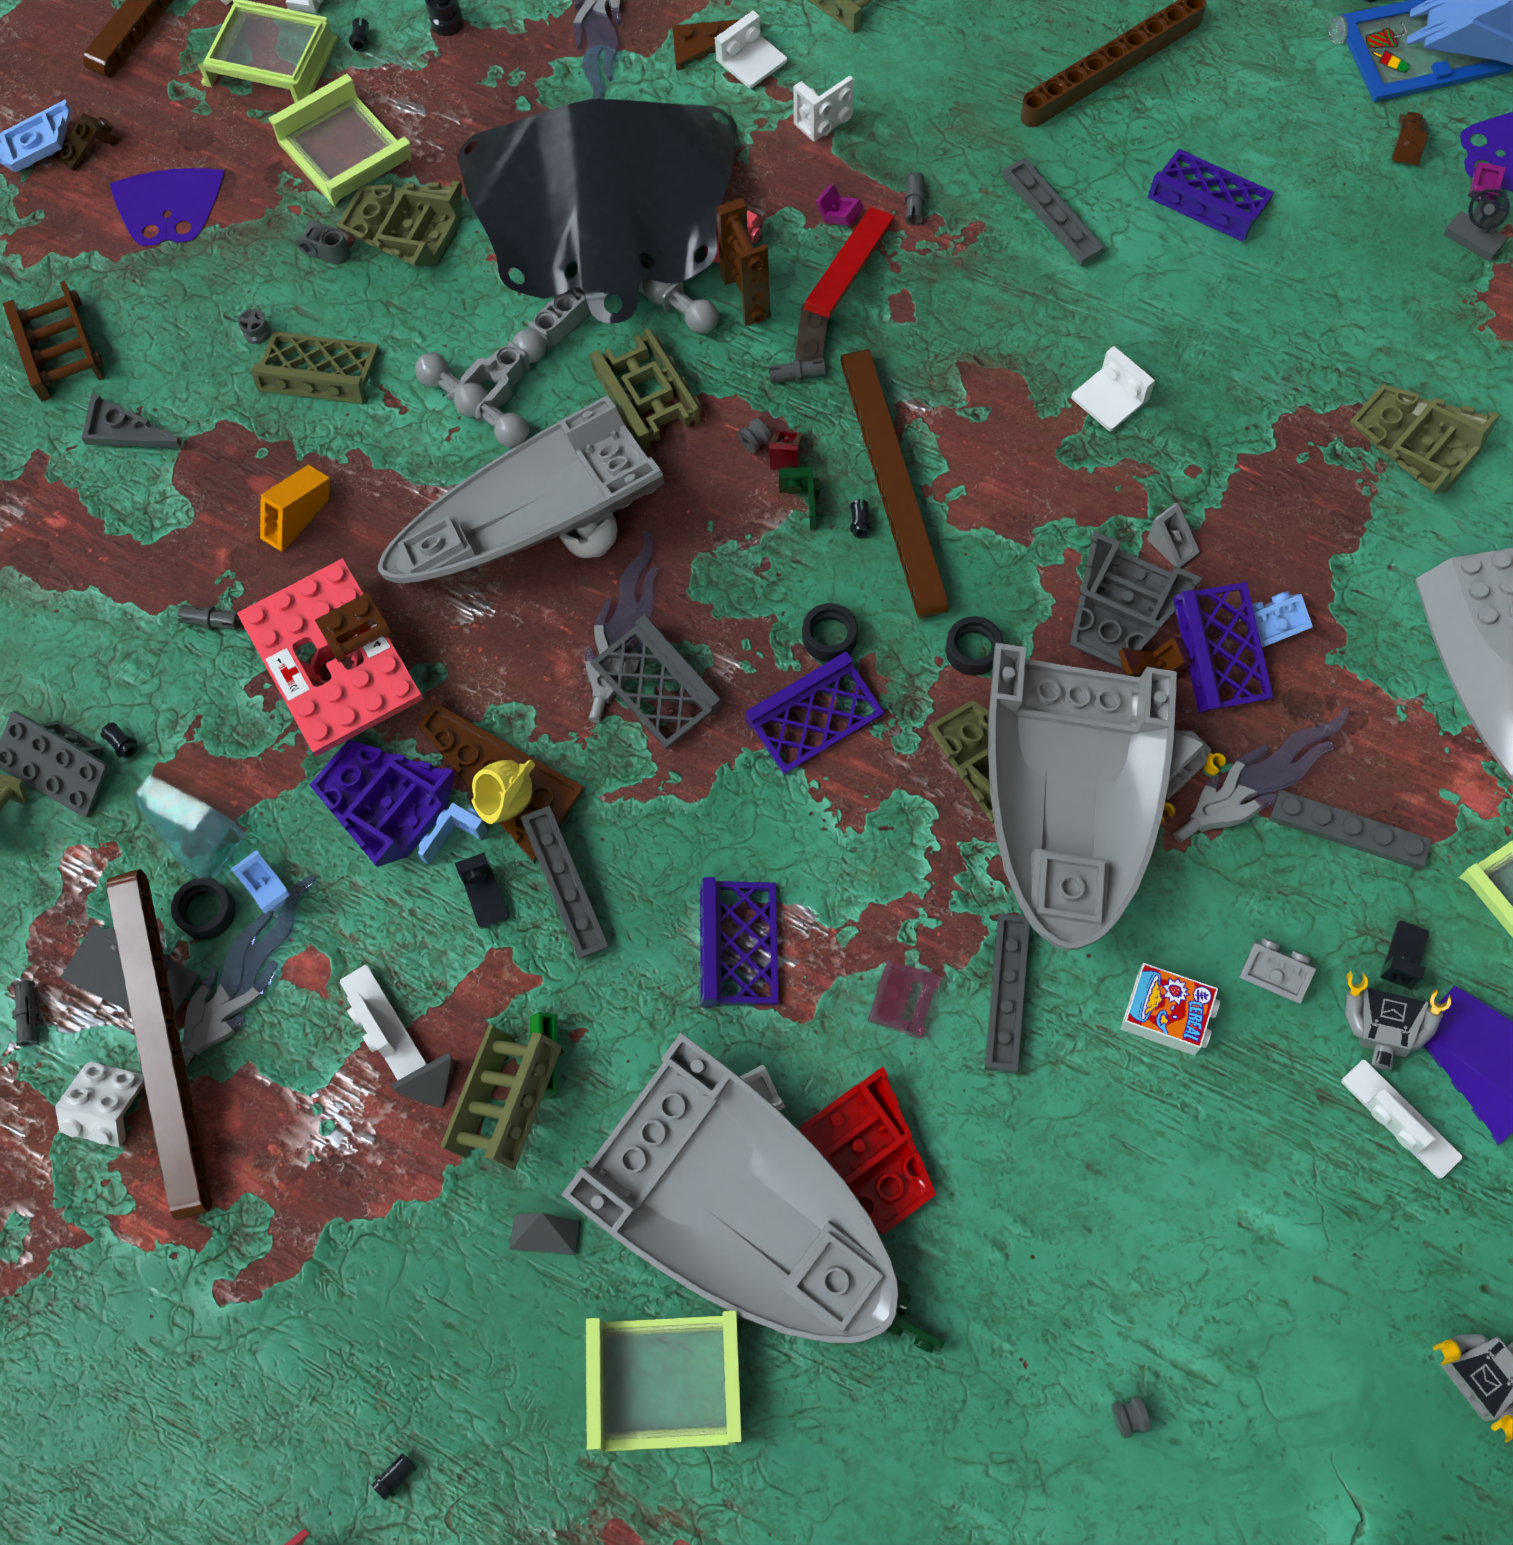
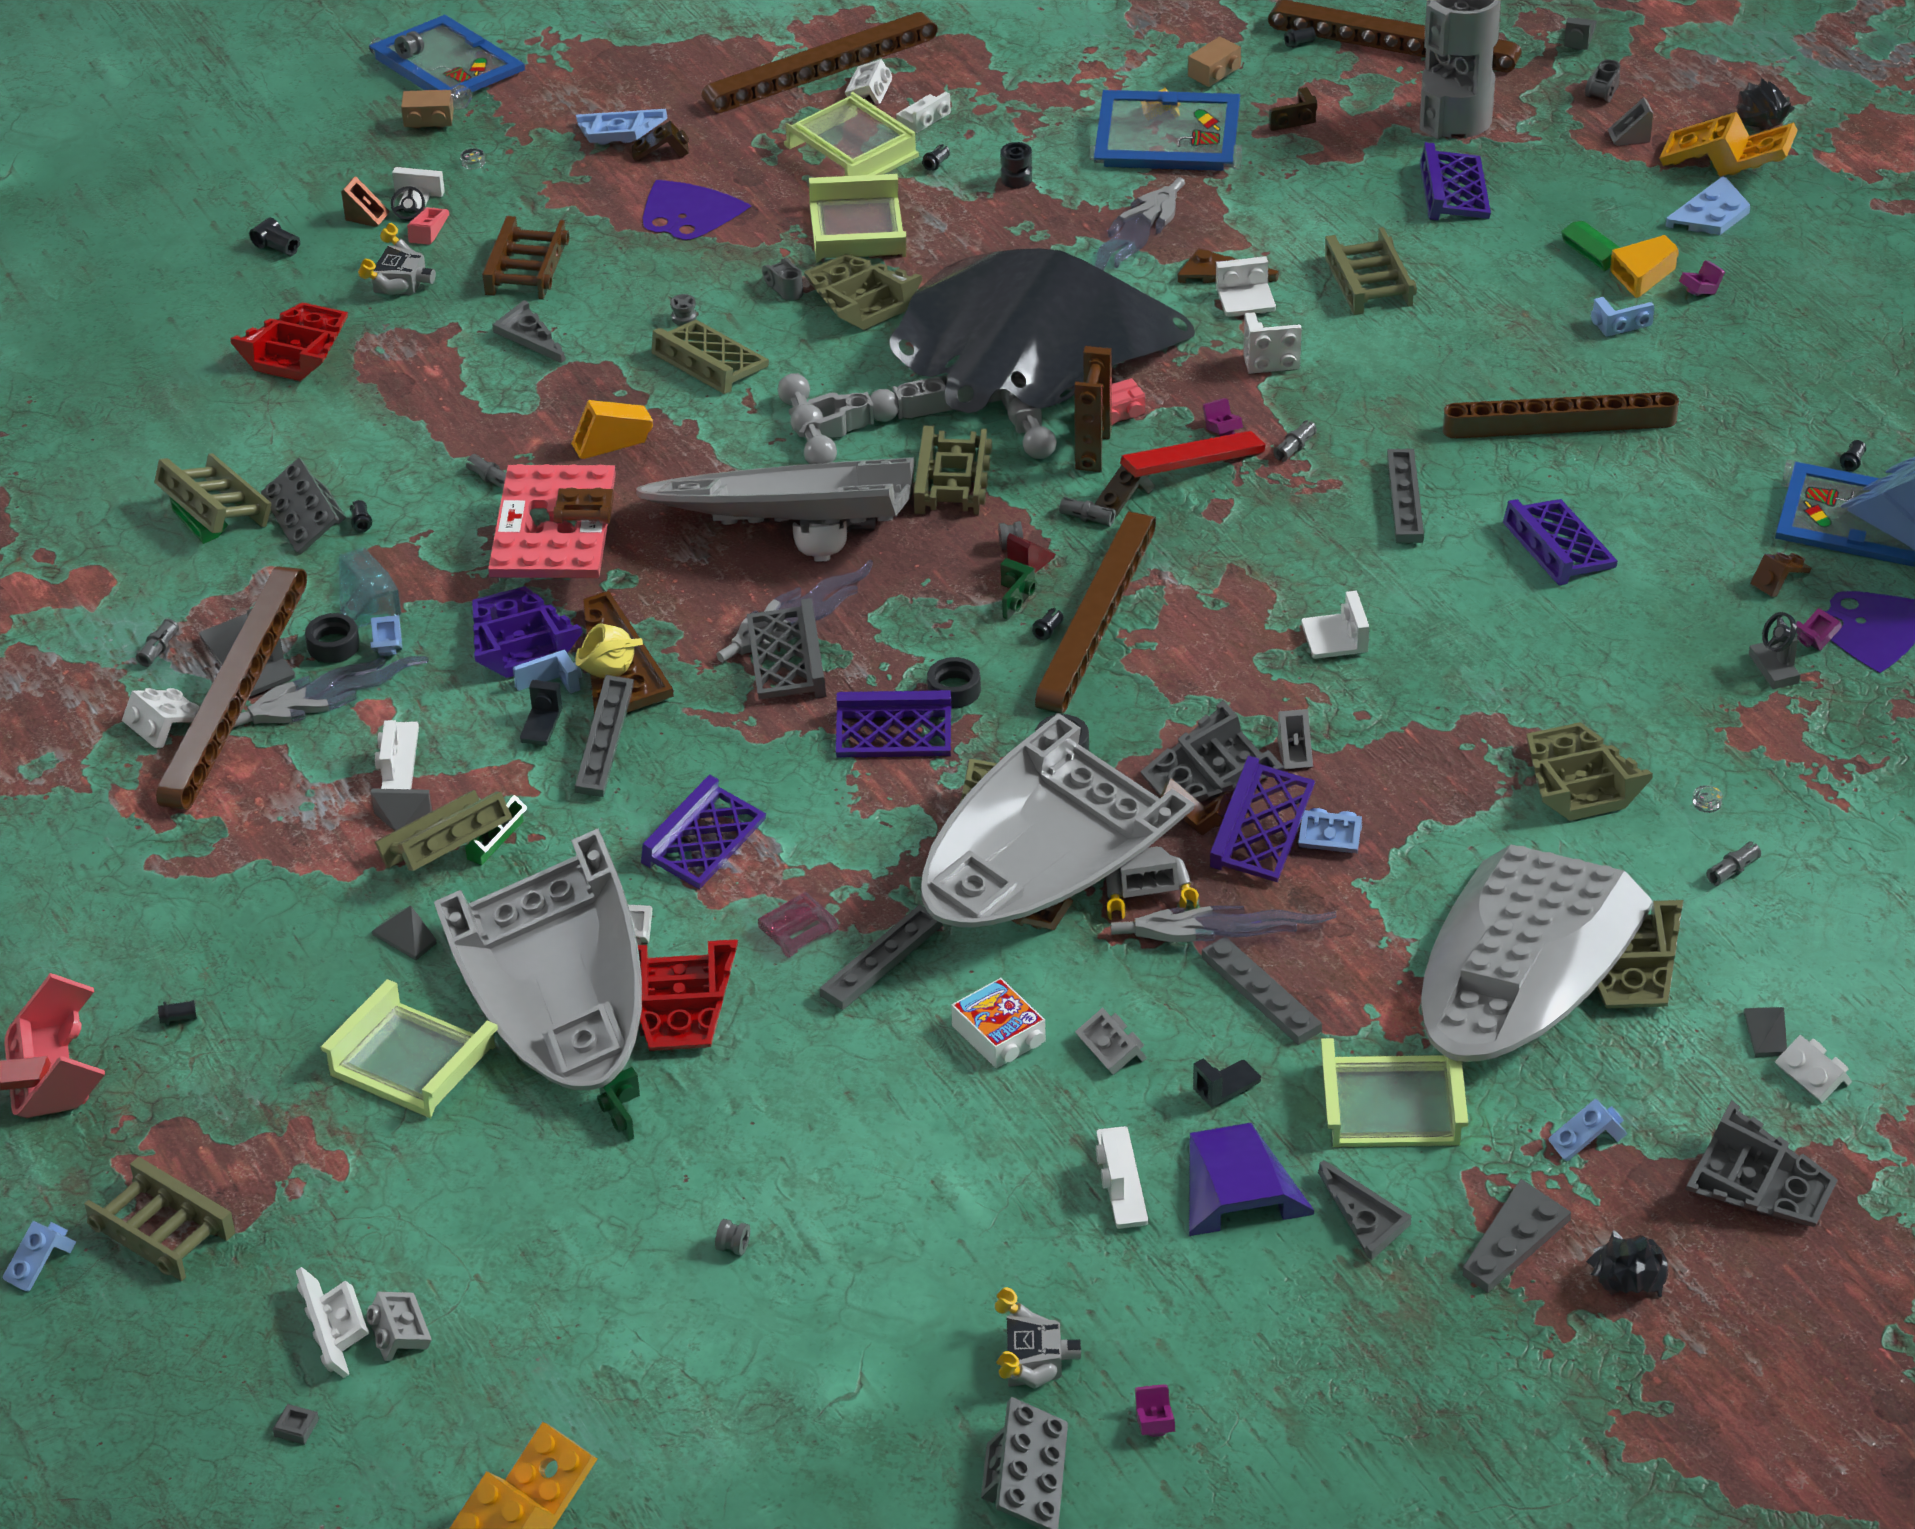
camera: 30 degrees right, 25 degrees down
(1390, 1021) = (1167, 1108): torso -> none

